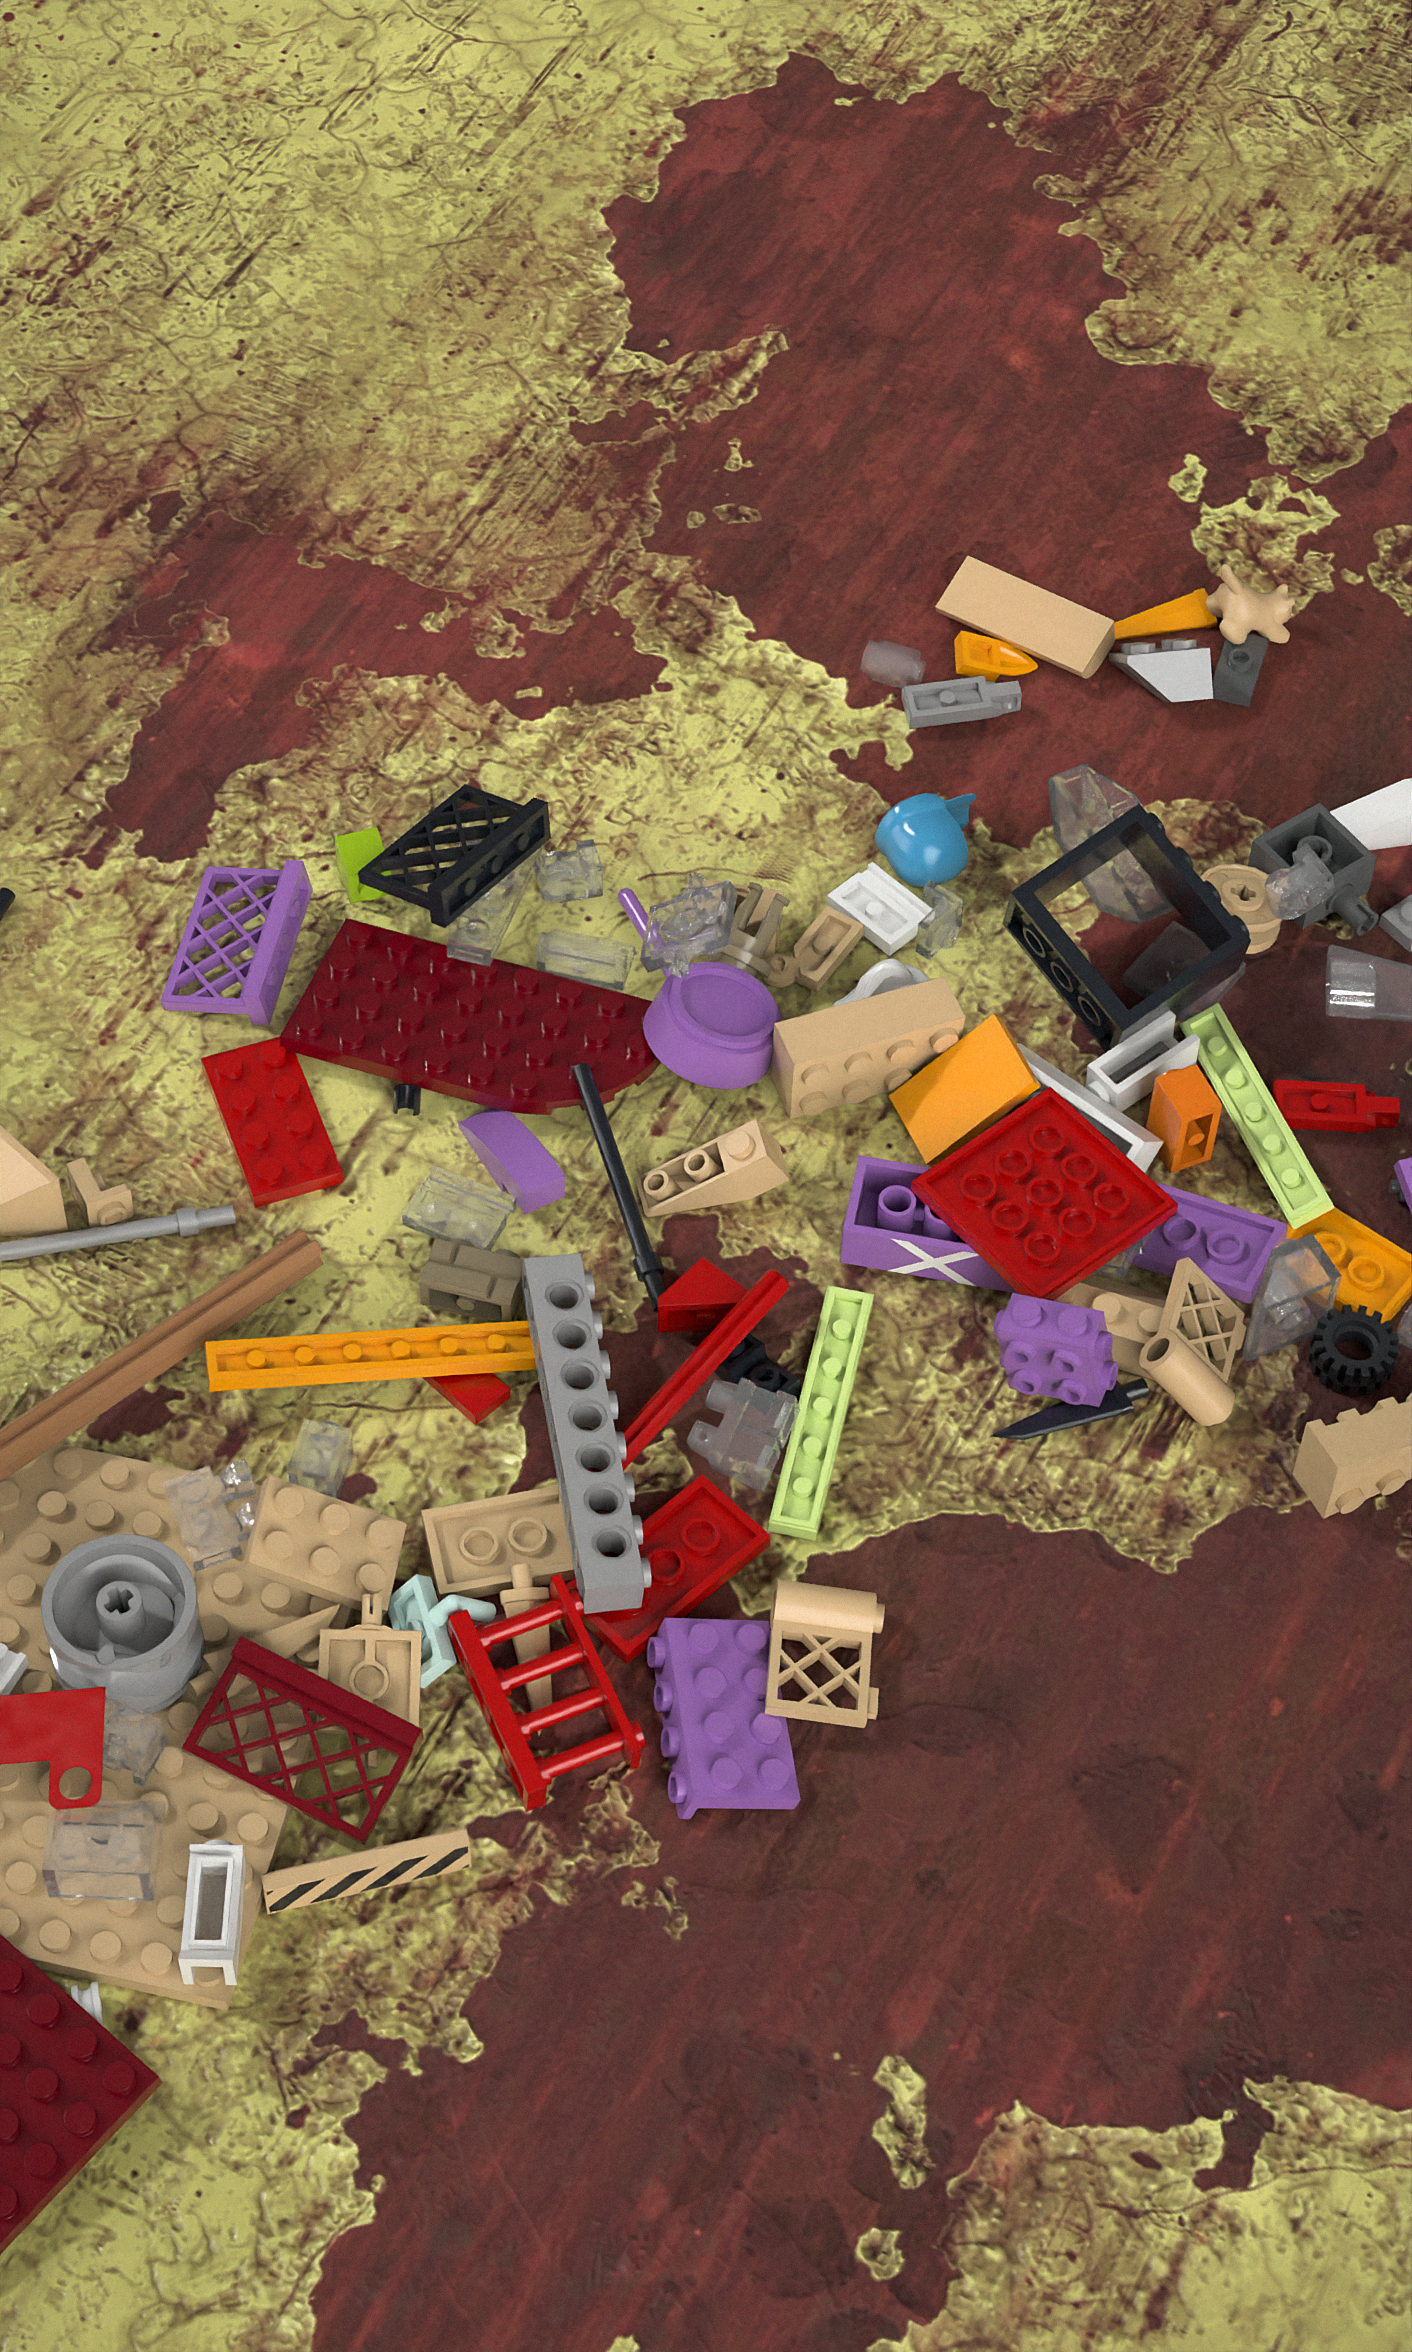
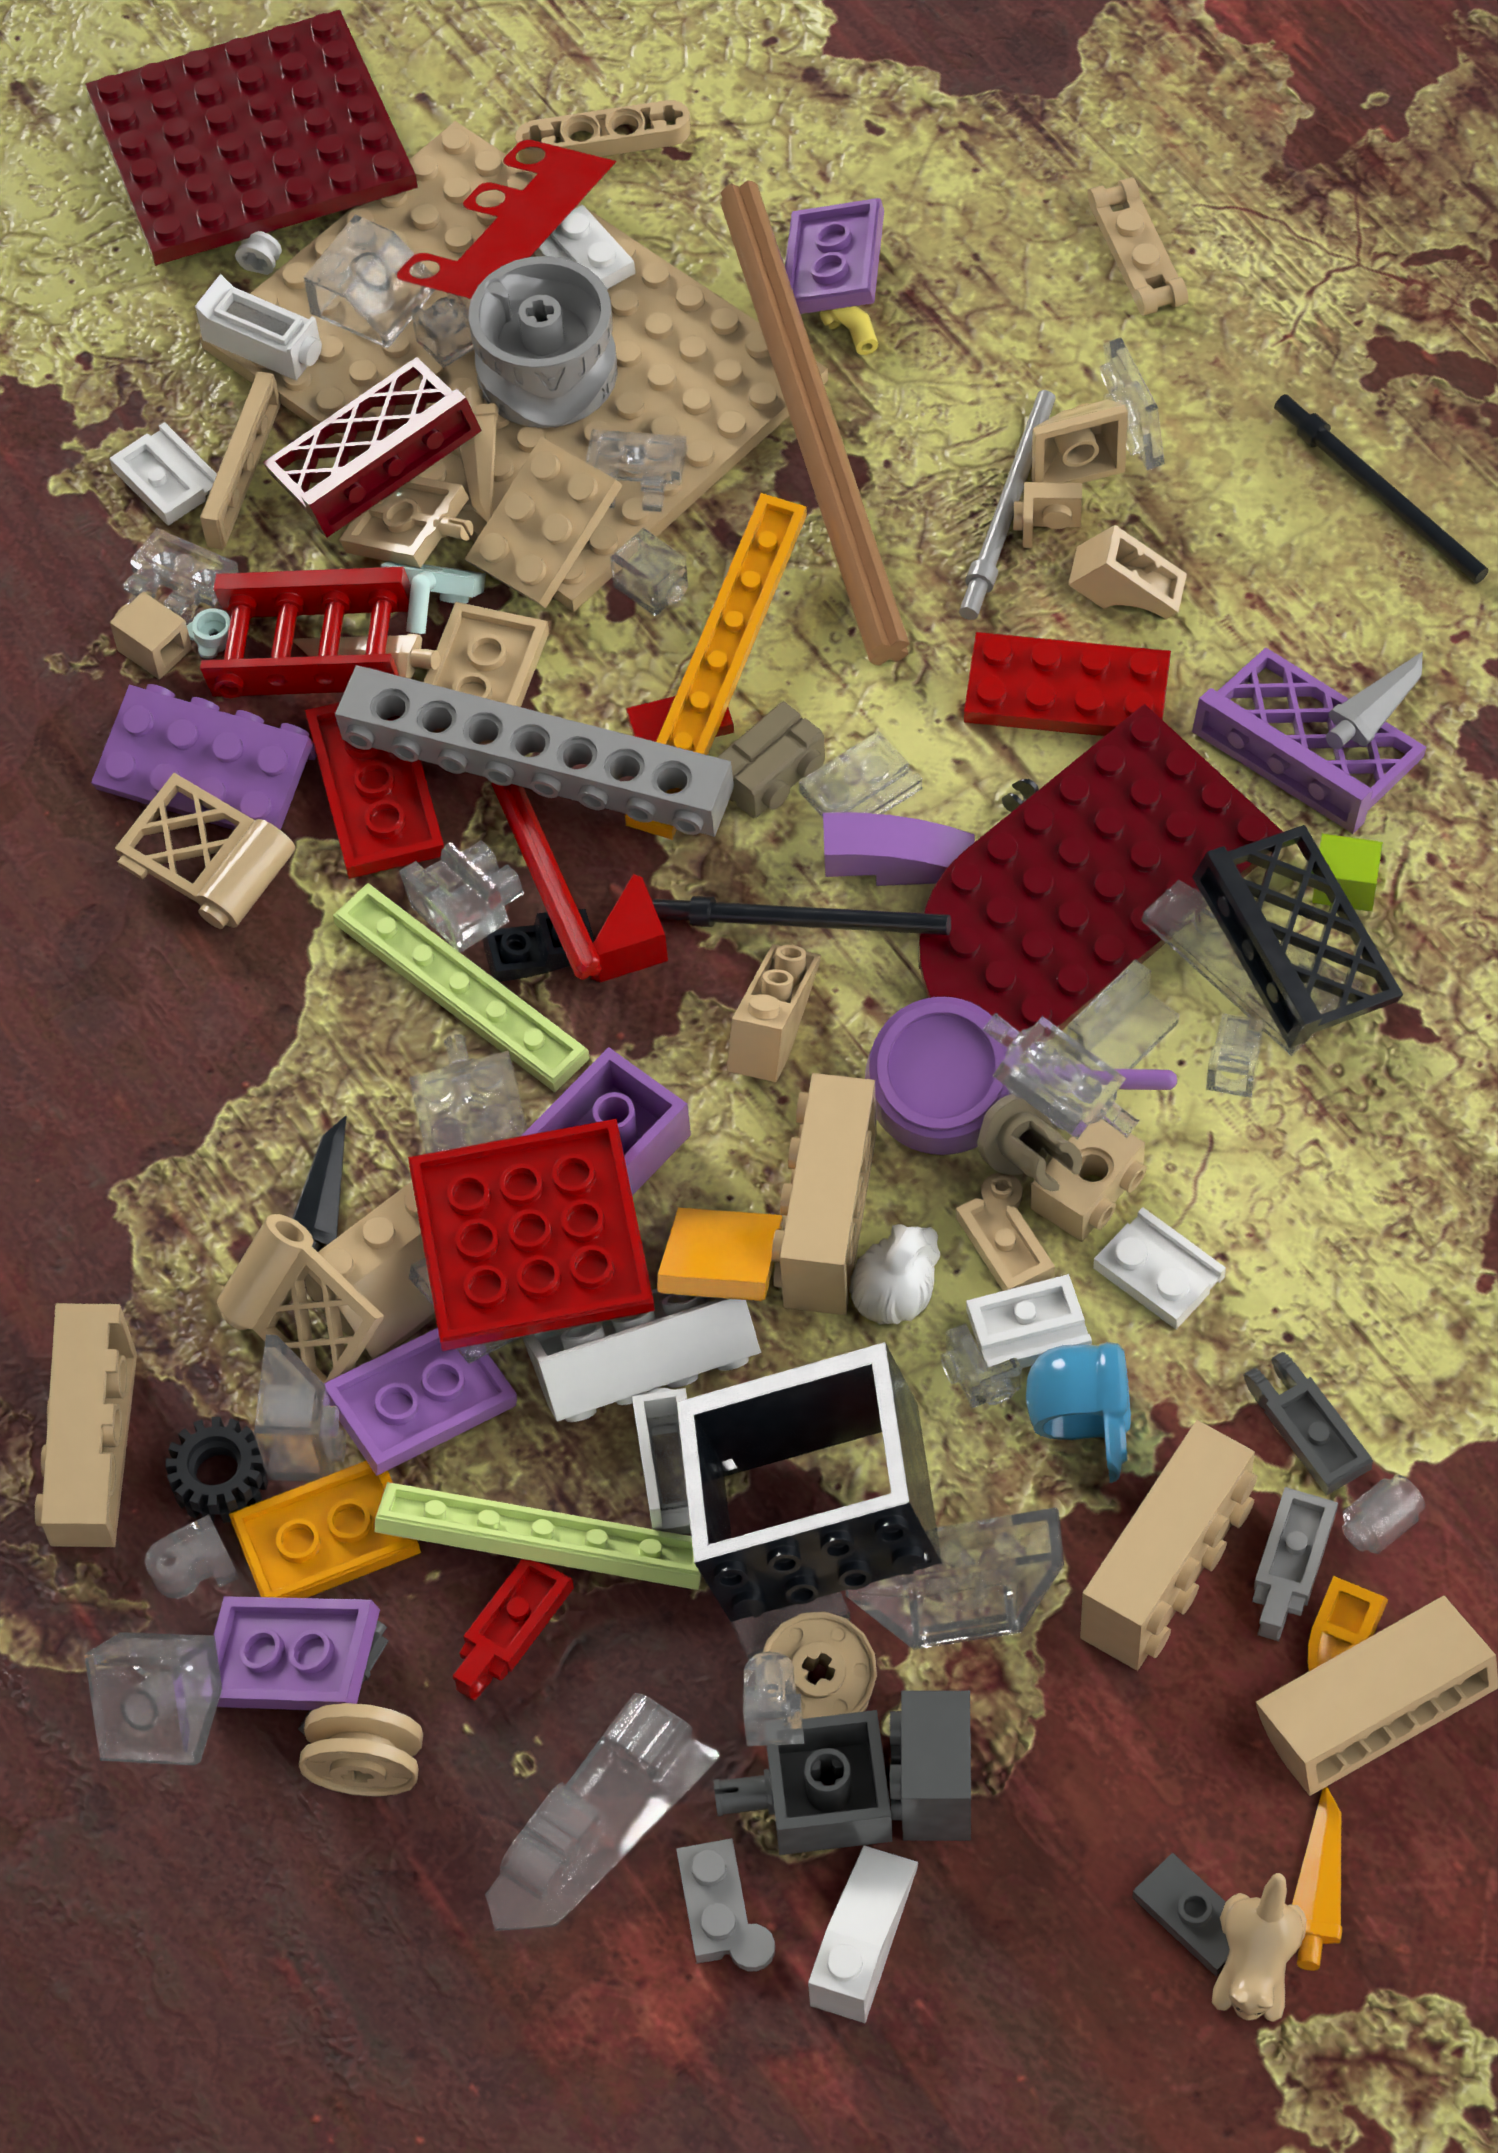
camera: 125 degrees right, 5 degrees up
(143, 1113) = (1124, 571): none -> tan arch
(201, 906) = (1368, 710): none -> light grey bar
(415, 1935) = (164, 473): none -> white plate
(519, 1854) = (178, 566): none -> clear plate
(582, 1781) = (207, 623): none -> light aqua plate
(614, 1836) = (150, 635): none -> tan brick
(779, 857) = (1159, 1268): none -> white plate
(849, 729) = (1310, 1425): none -> dark grey hinge
(934, 1341) = (468, 1100): none -> clear plate
(1004, 745) = (1168, 1546): none -> tan brick
(1056, 1350) = (360, 1165): medium lavender brick -> none
(1171, 673) = (1221, 1806): slope -> none
(1184, 1116) = (565, 1441): orange brick -> none
(1254, 801) = (931, 1765): none -> dark grey brick

